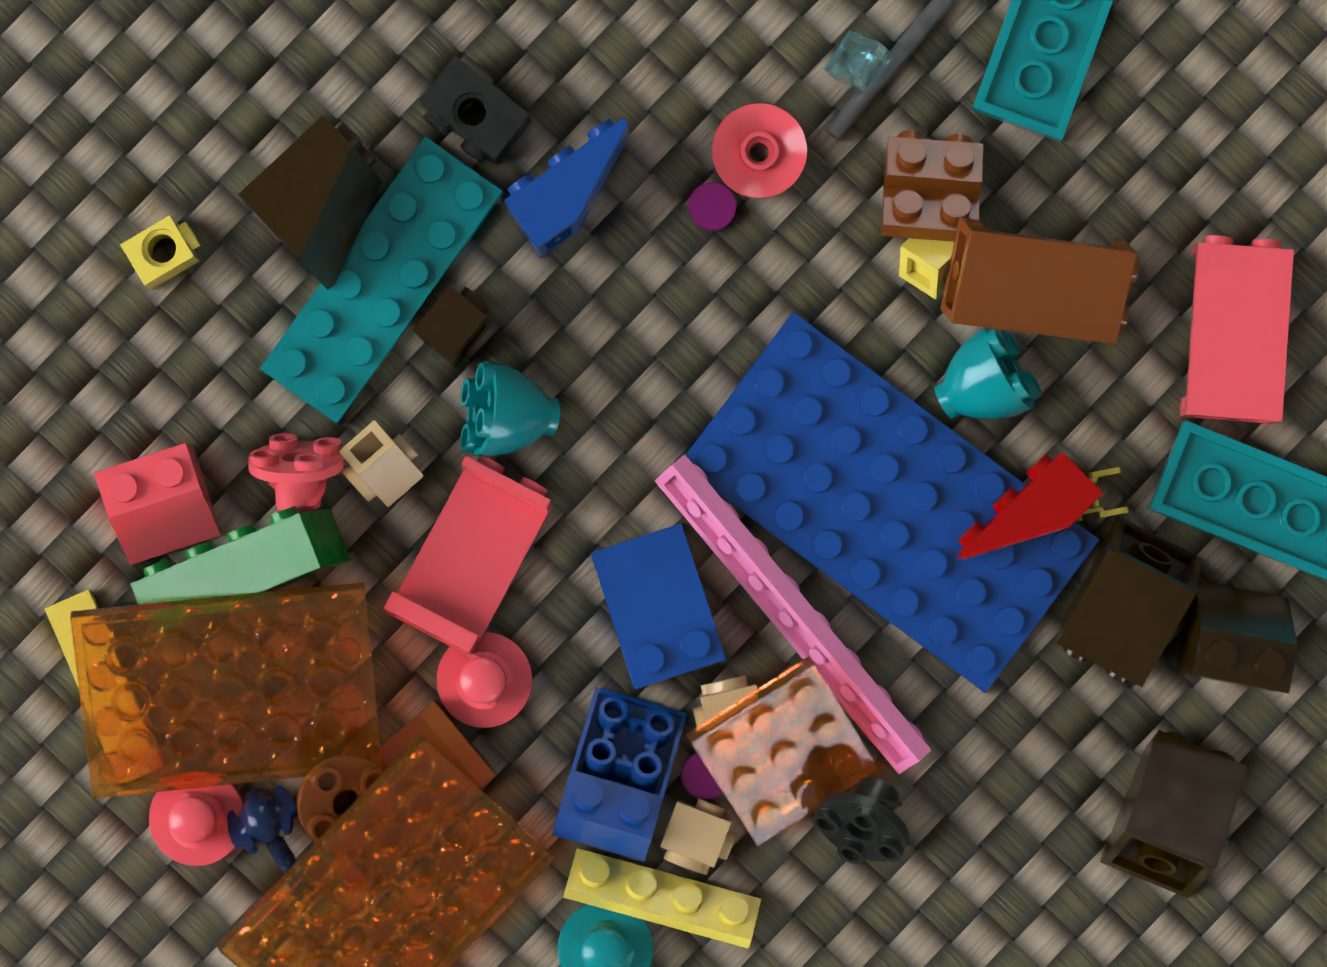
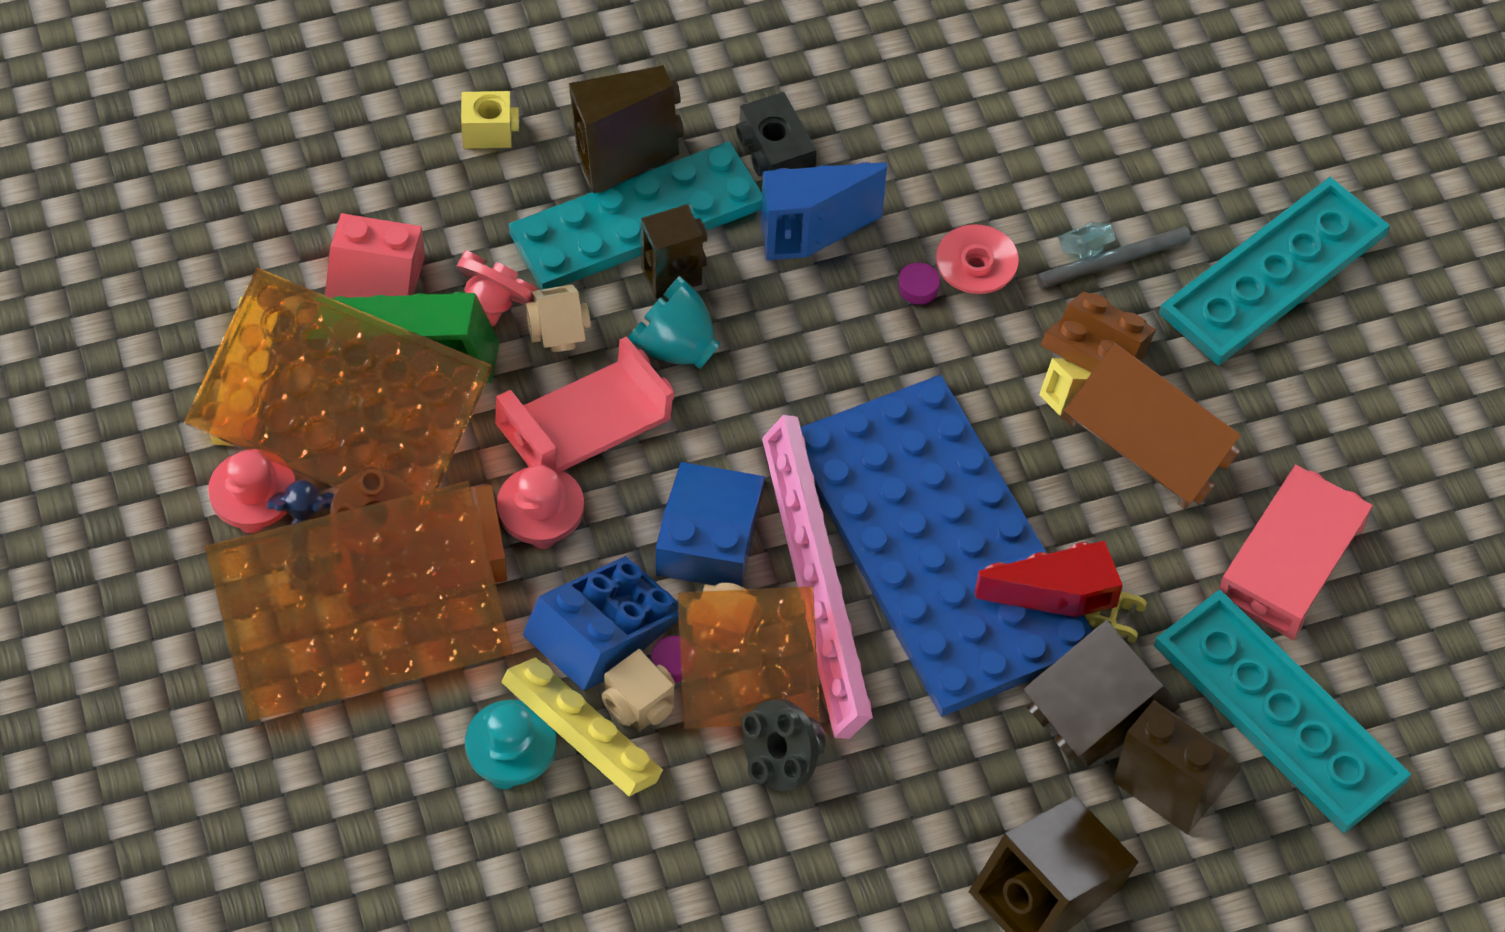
camera: 25 degrees right, 30 degrees down
(987, 379) = (1070, 481): teal piece -> none

